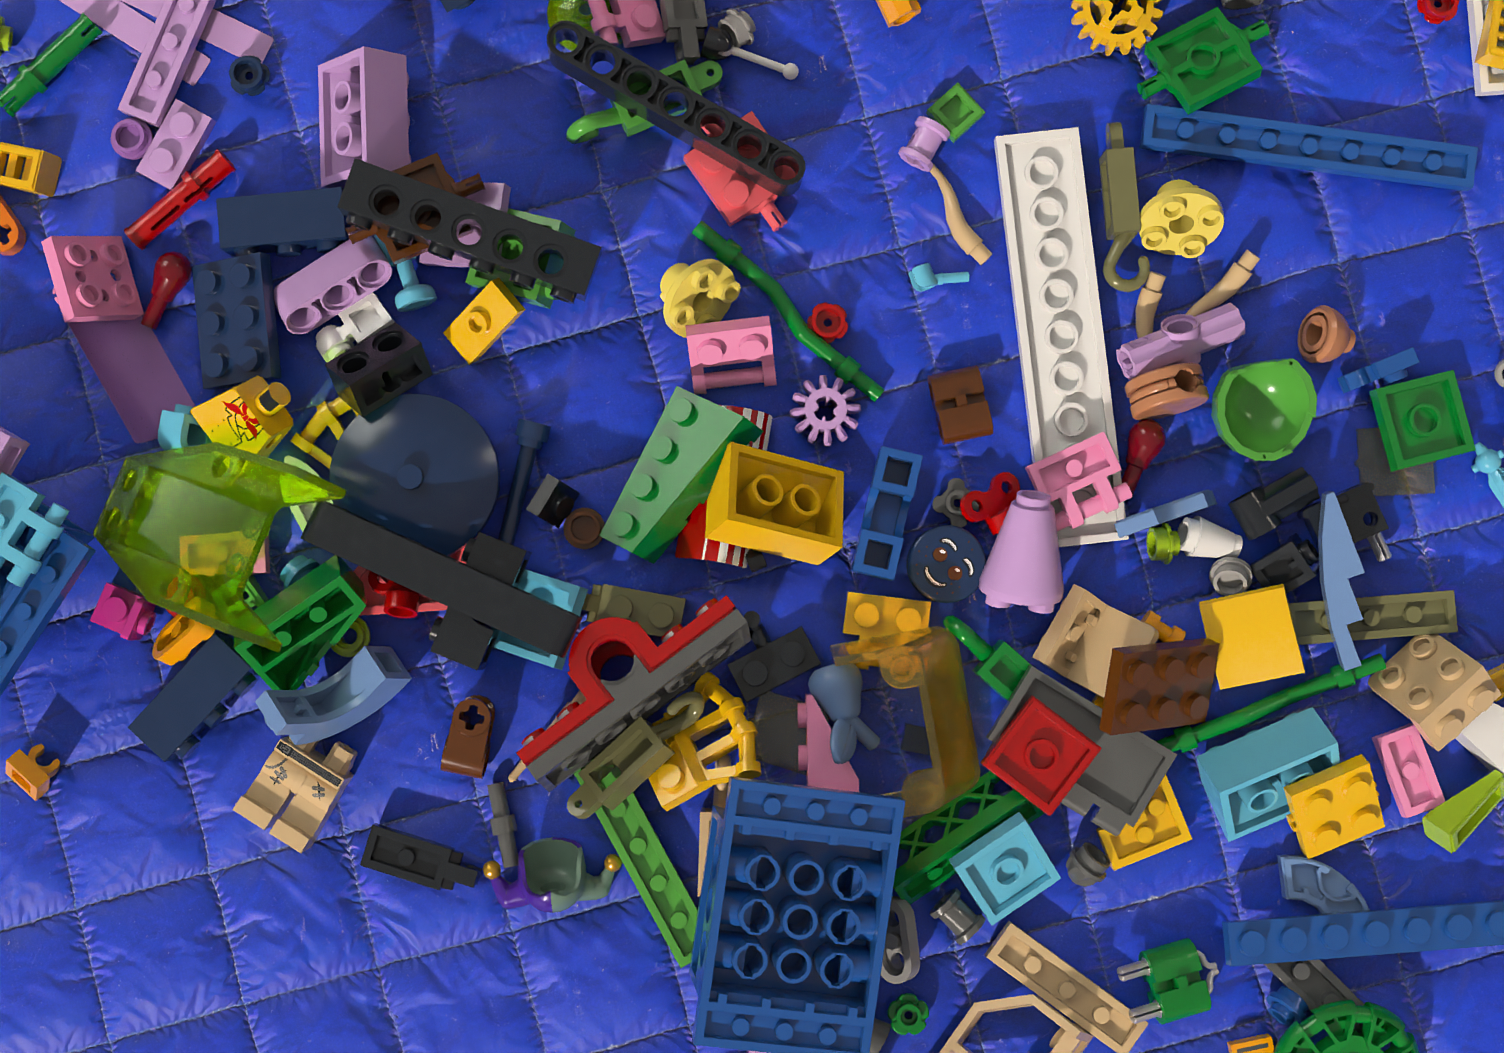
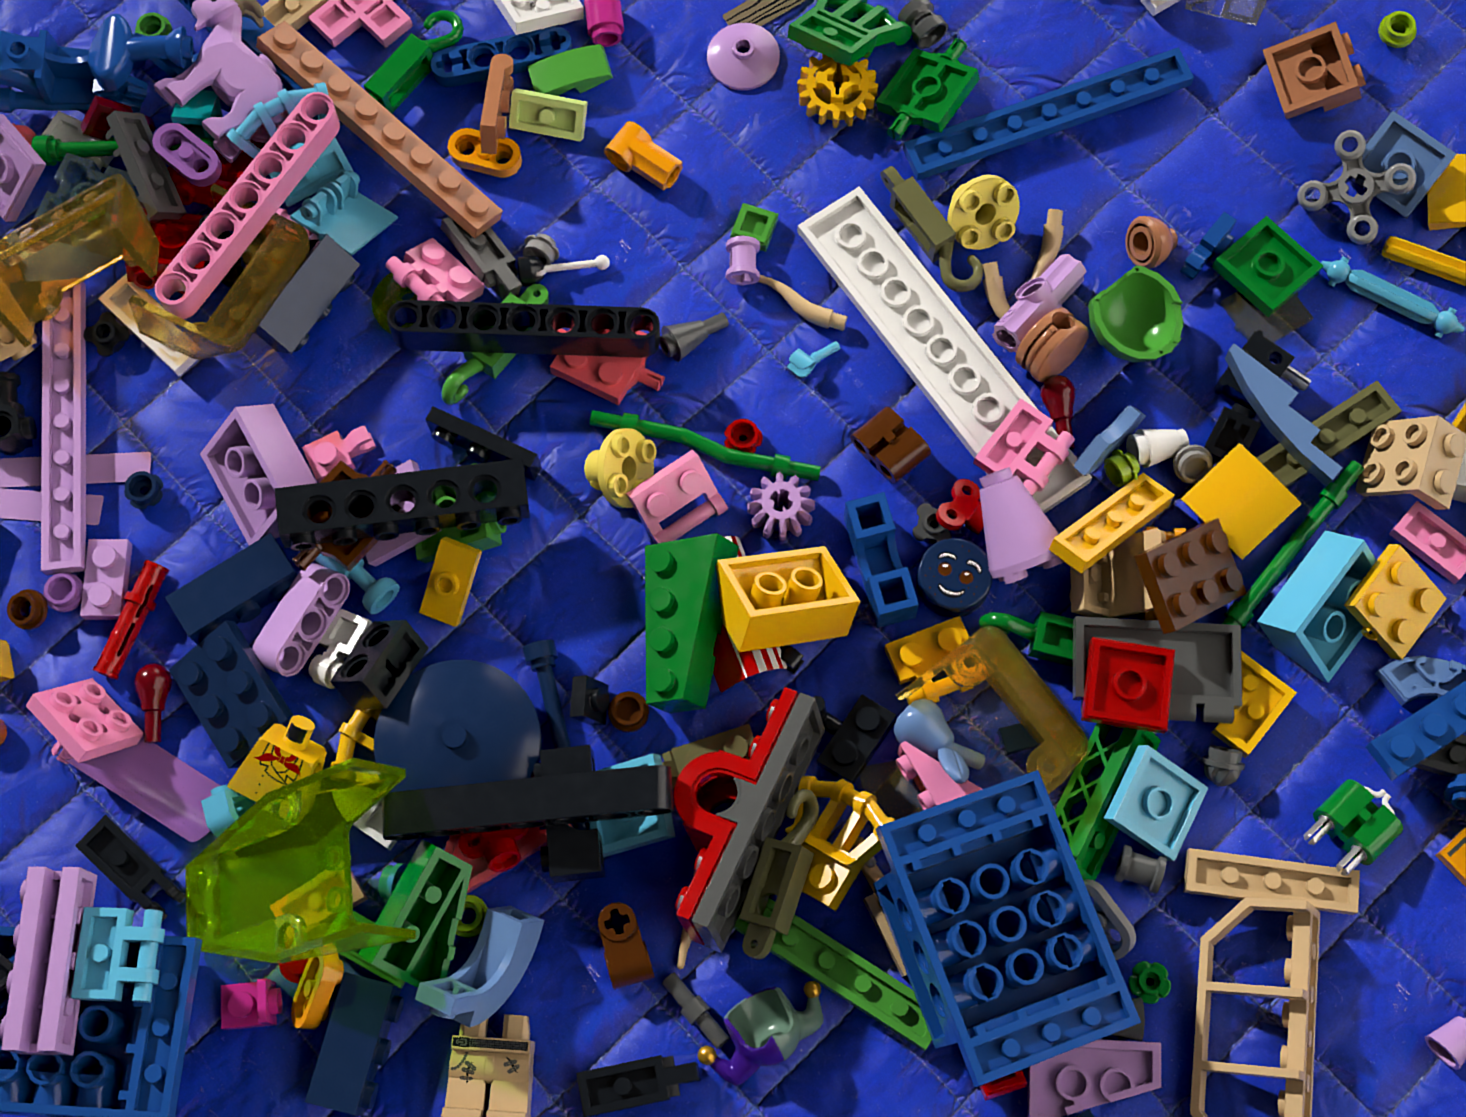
camera: 30 degrees left, 15 degrees down
(75, 432) = (127, 864): none -> black hinge
(90, 138) = (19, 609): none -> reddish brown plate
(440, 133) = (332, 448): none -> bright pink plate
(580, 201) = (478, 442): none -> black plate
(824, 193) = (682, 338): none -> dark grey cone
(1116, 597) = (1111, 523): none -> yellow plate
(1266, 506) = (1188, 393): black piece -> none

